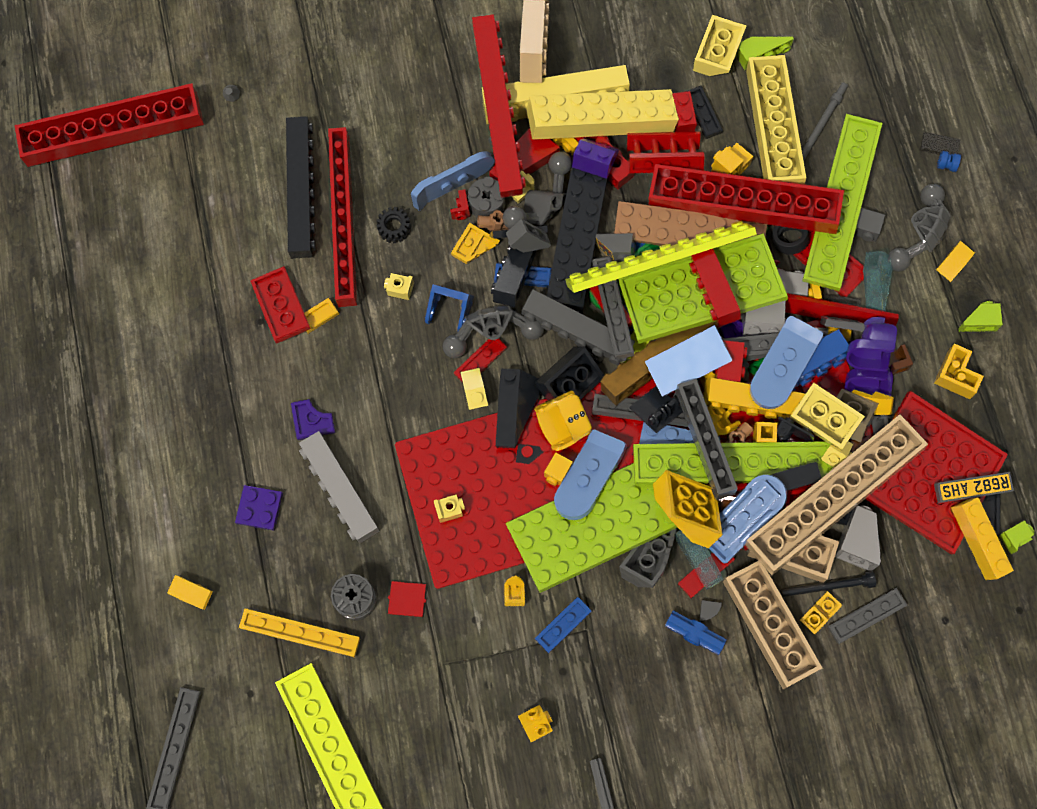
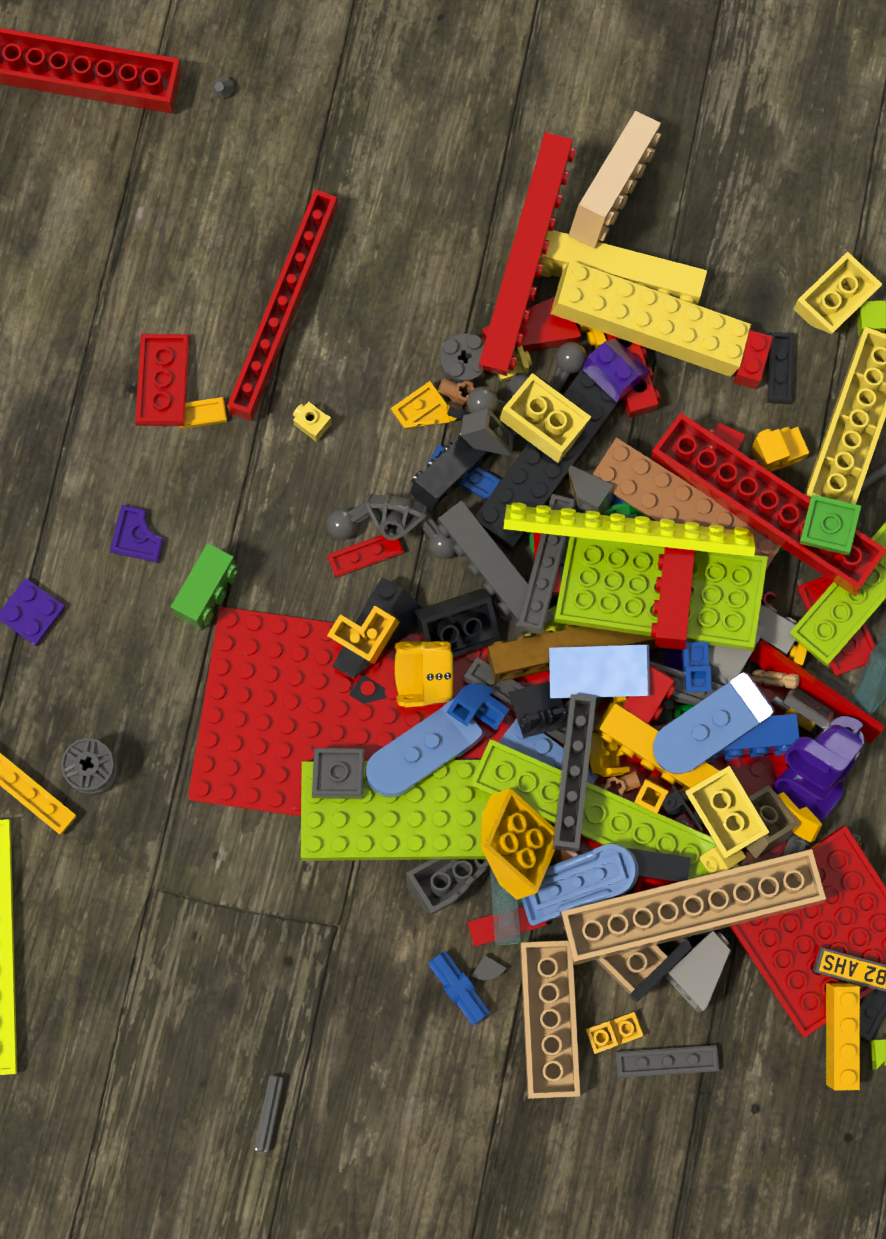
camera: 20 degrees right, 5 degrees up
(299, 187) = (250, 245): black brick -> none
(338, 486) = (131, 630): light grey brick -> none
(378, 432) = (205, 587): none -> bright green brick
(390, 215) = (339, 328): black tyre -> none
(407, 599) = (150, 796): red piece -> none
(435, 294) = (368, 460): blue hose -> none
(445, 514) = (235, 718): light yellow brick -> none
(451, 179) = (432, 317): medium blue piece -> none
(462, 209) = (433, 353): red bracket -> none
(474, 388) = (340, 586): light yellow slope -> none
(513, 414) = (365, 640): none -> yellow brick
(514, 592) = (274, 845): yellow plate -> none
(536, 518) = (338, 773): none -> dark grey tile
(536, 723) = (228, 1005): yellow brick -> none
(557, 469) = (390, 726): yellow brick -> none
(563, 208) = (544, 418): none -> light yellow slope
(563, 625) = (312, 908): blue plate -> none
(611, 424) = (476, 701): none -> blue brick
(671, 141) = (709, 417): red fence -> none
(753, 328) = (696, 667): none -> blue slope
(790, 248) = (797, 587): black tyre -> none
(797, 190) = (830, 524): none -> bright green plate
(812, 314) = (775, 679): none -> tan axle
(834, 552) = (659, 972): none -> black tile
(867, 580) = (685, 1020): black piece -> none
(900, 360) = (858, 781): reddish brown panel -> none

